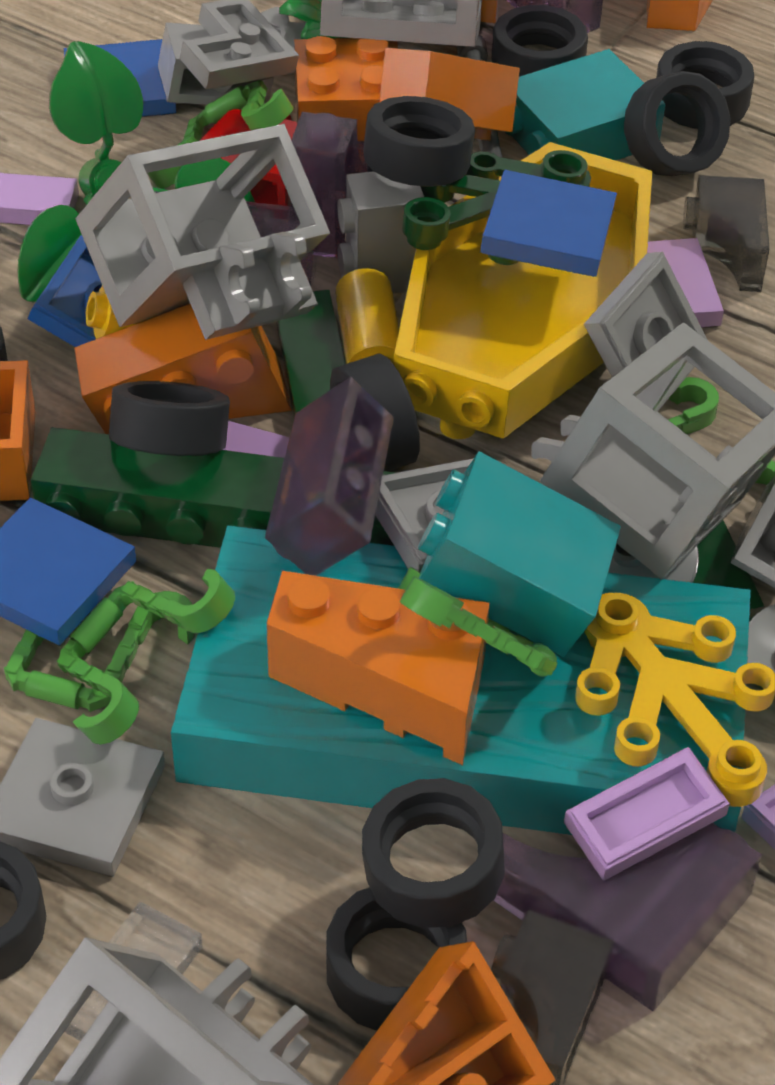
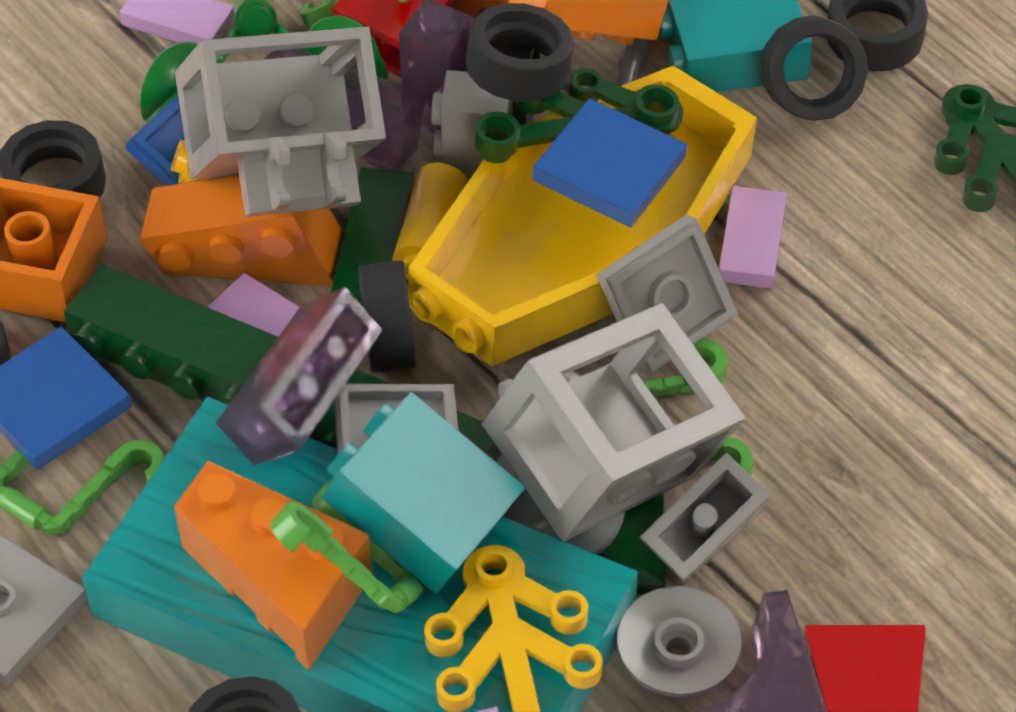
camera: 20 degrees right, 5 degrees up
(123, 705) = (144, 479): bright green piece -> none
(169, 418) = (197, 281): black tyre -> none
(731, 225) = (824, 186): clear smoke arch -> none

